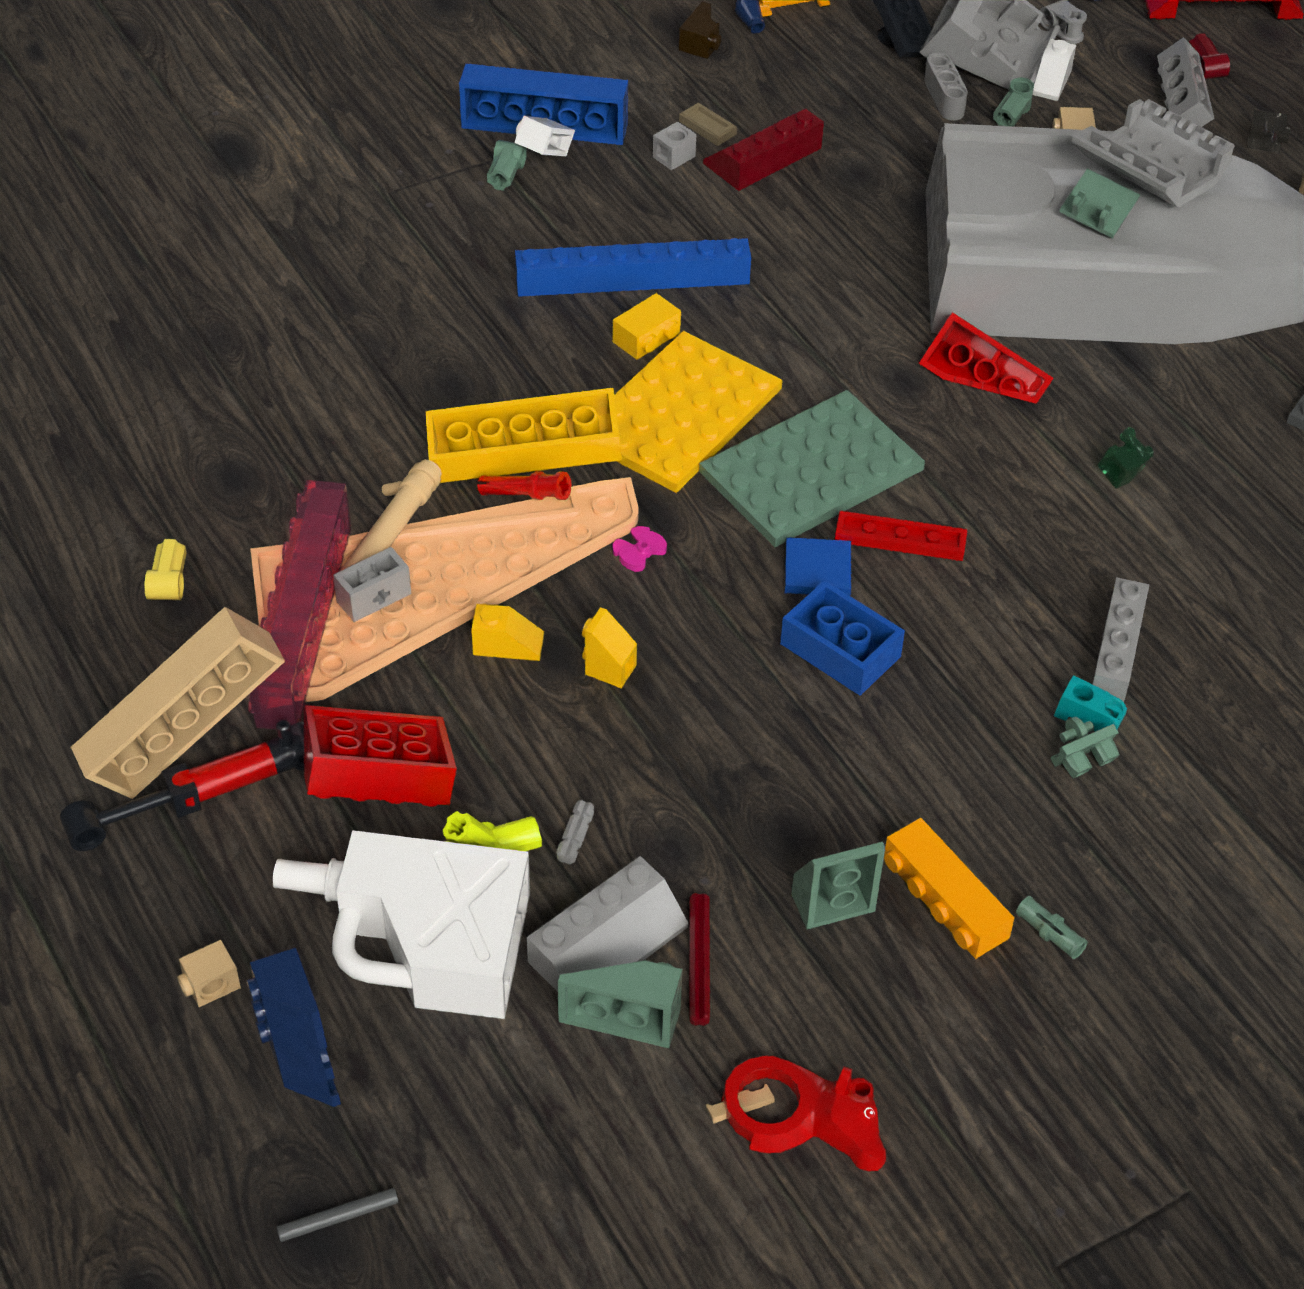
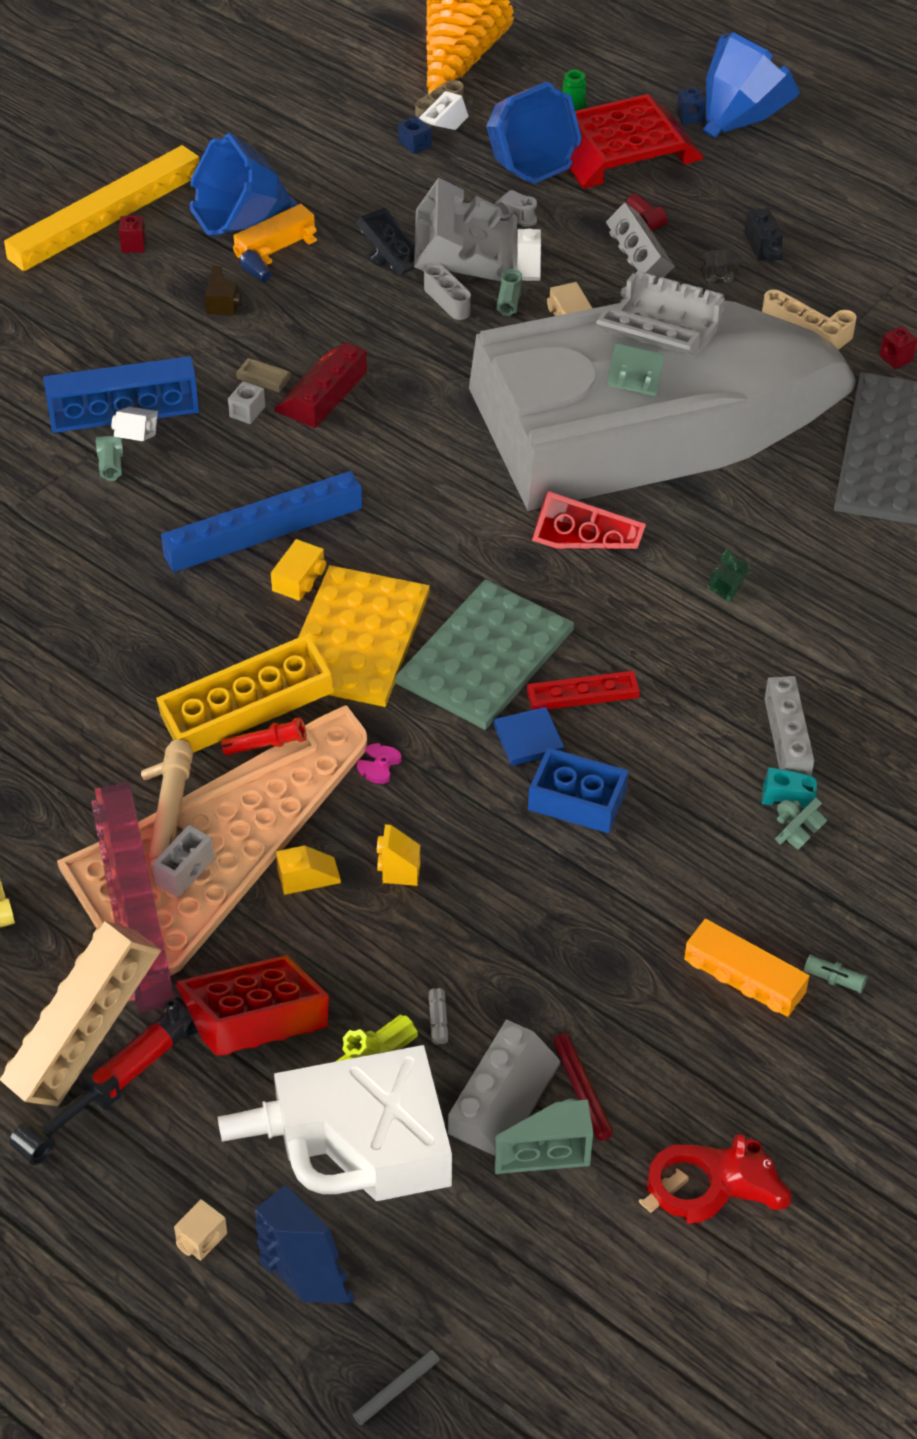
camera: 20 degrees left, 0 degrees up
(839, 885) = (667, 994): sand green slope -> none

